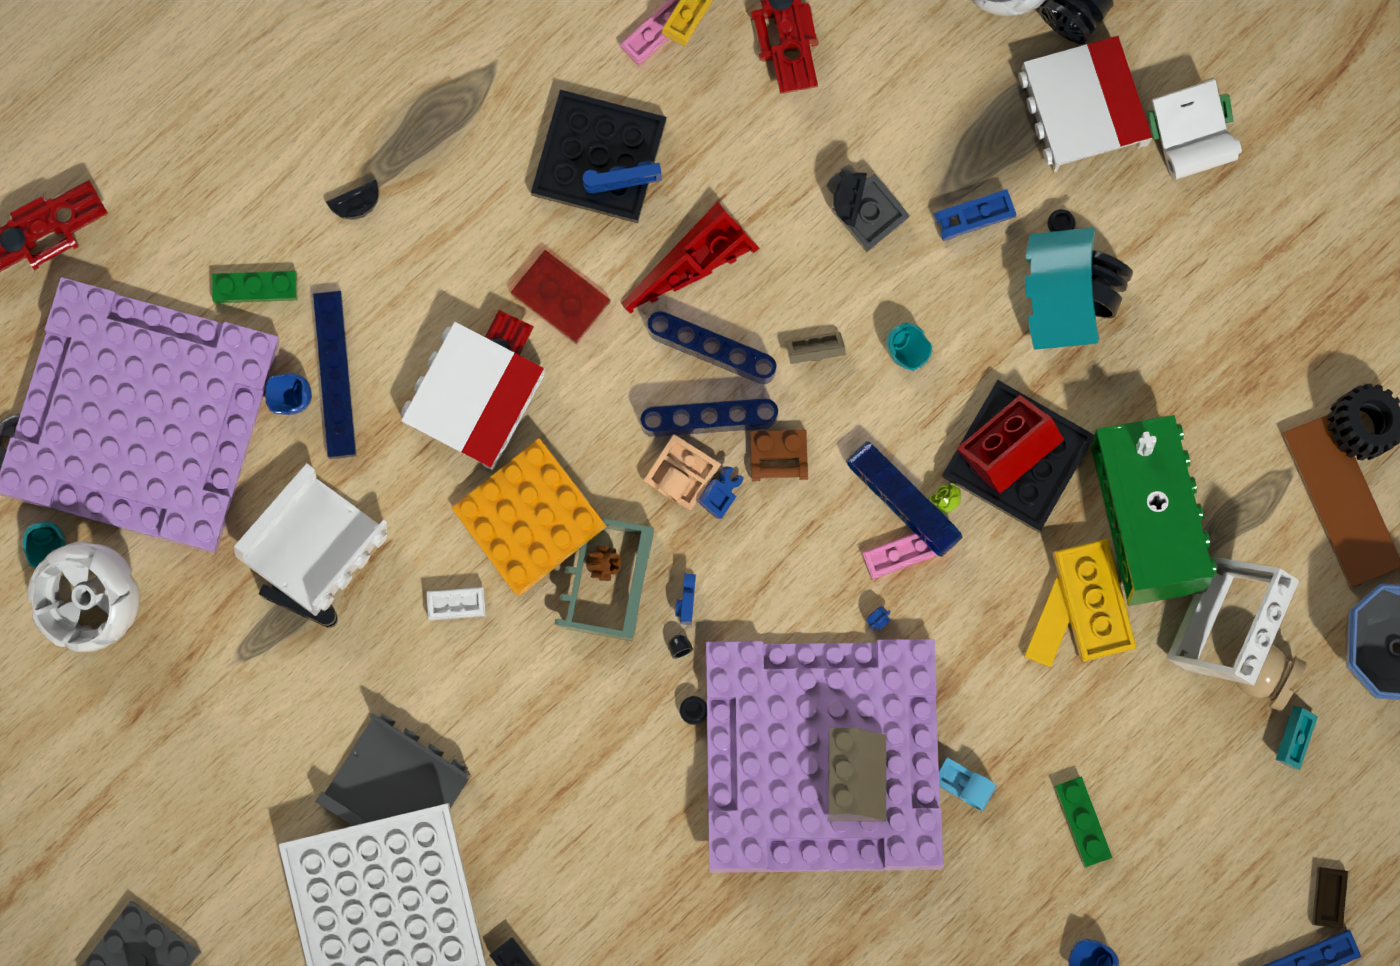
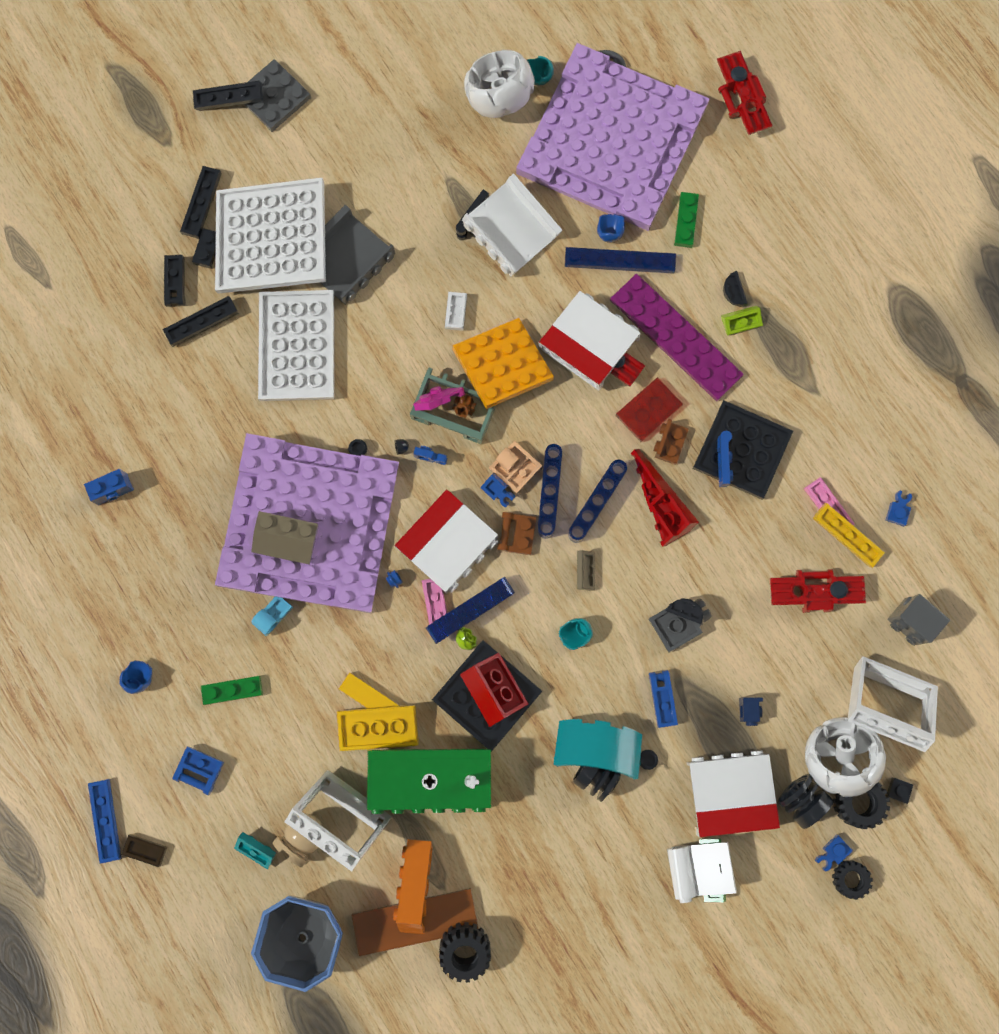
camera: 105 degrees right, 0 degrees up
(400, 184) = (742, 320): none -> lime slope
(442, 275) = (676, 337): none -> magenta plate
(549, 835) = (296, 345): none -> white plate
(601, 602) = (437, 397): none -> dark pink wing
(604, 259) = (671, 442): none -> dark orange bracket
(810, 551) = (447, 541): none -> white panel
(967, 95) = (750, 710): none -> dark blue brick
(1195, 843) = (201, 764): none -> blue plate
(1297, 504) = (413, 886): none -> orange wedge

